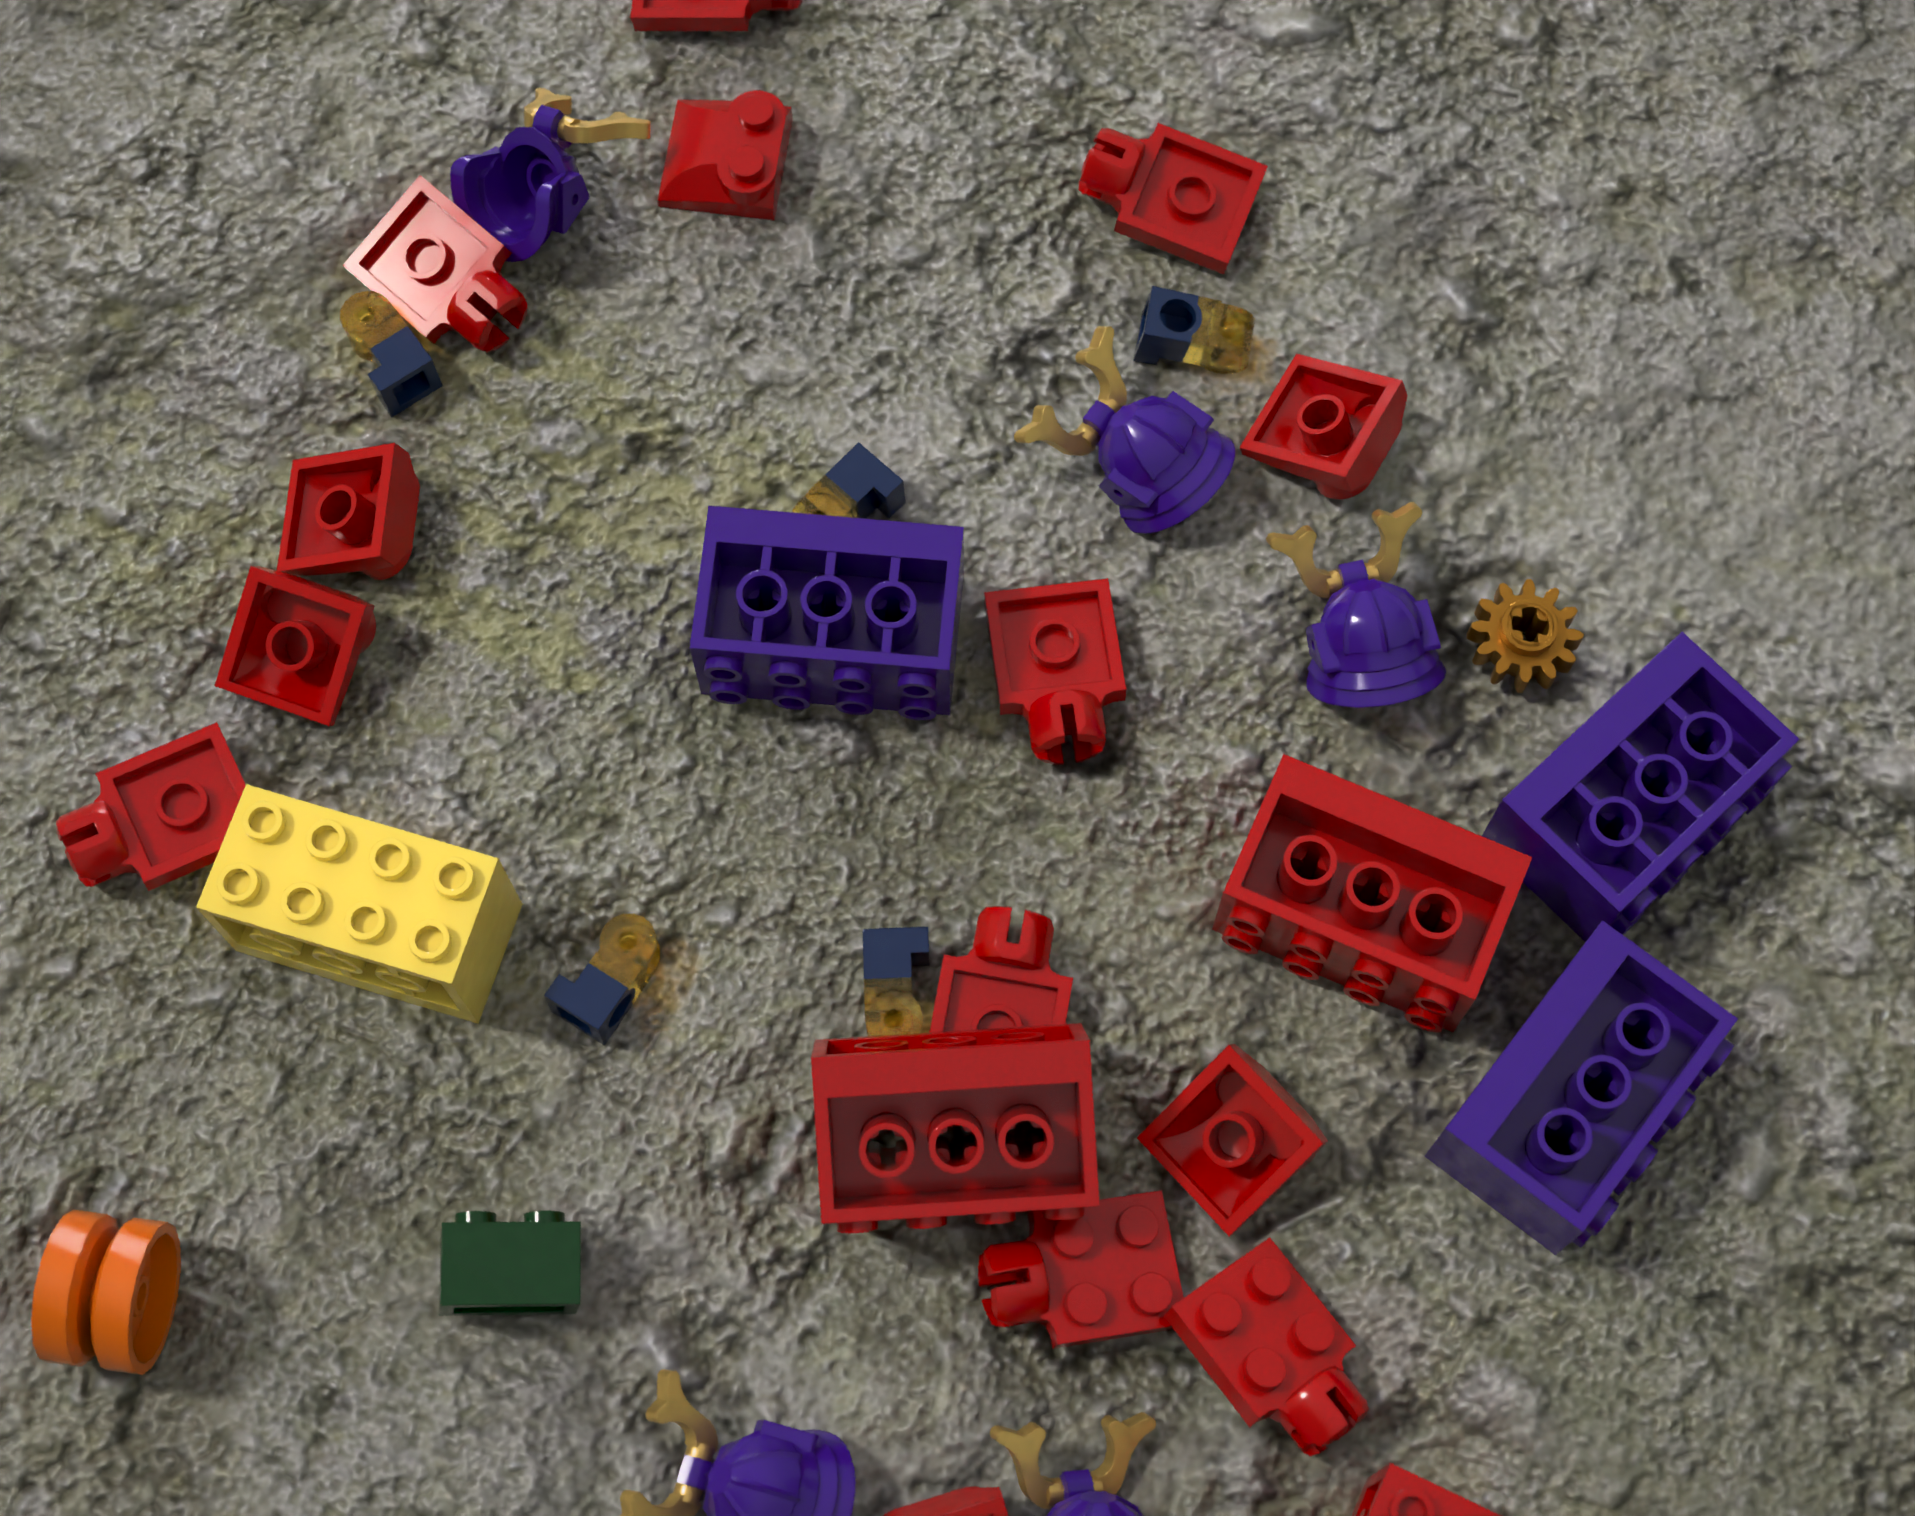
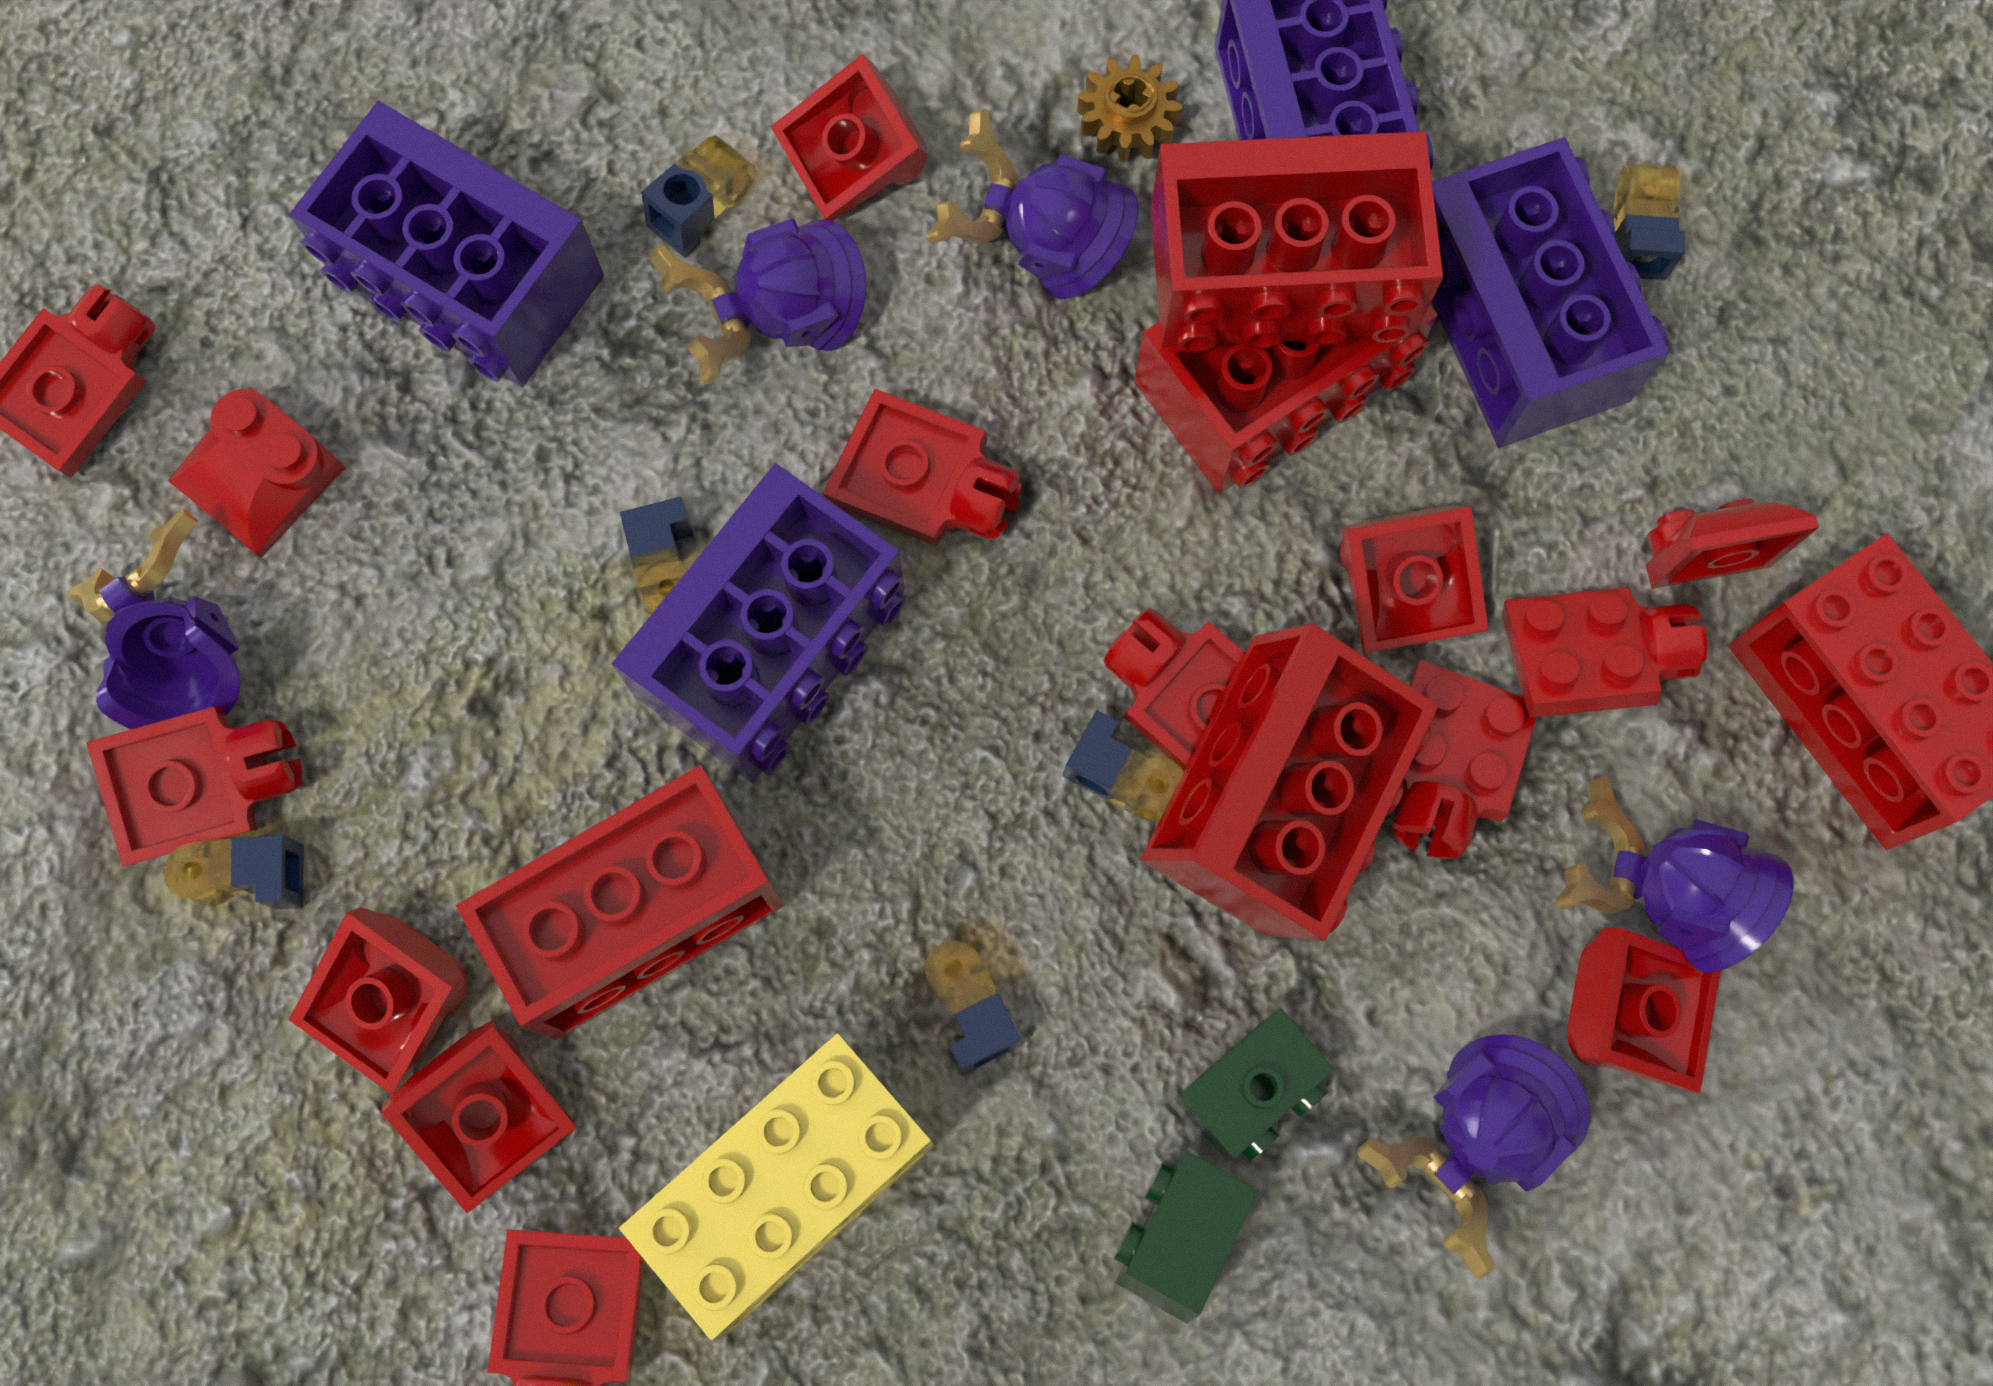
camera: 60 degrees left, 5 degrees up
(520, 642) = (619, 906): none -> red brick
(676, 1258) = (1255, 1086): none -> dark green brick
(1000, 172) = (448, 245): none -> dark purple brick
(1174, 192) = (563, 125): red plate -> none
(1434, 818) = (1294, 240): none -> red brick
(1452, 1405) = (1724, 541): none -> red slope
(1744, 1165) = (1649, 218): none -> leg

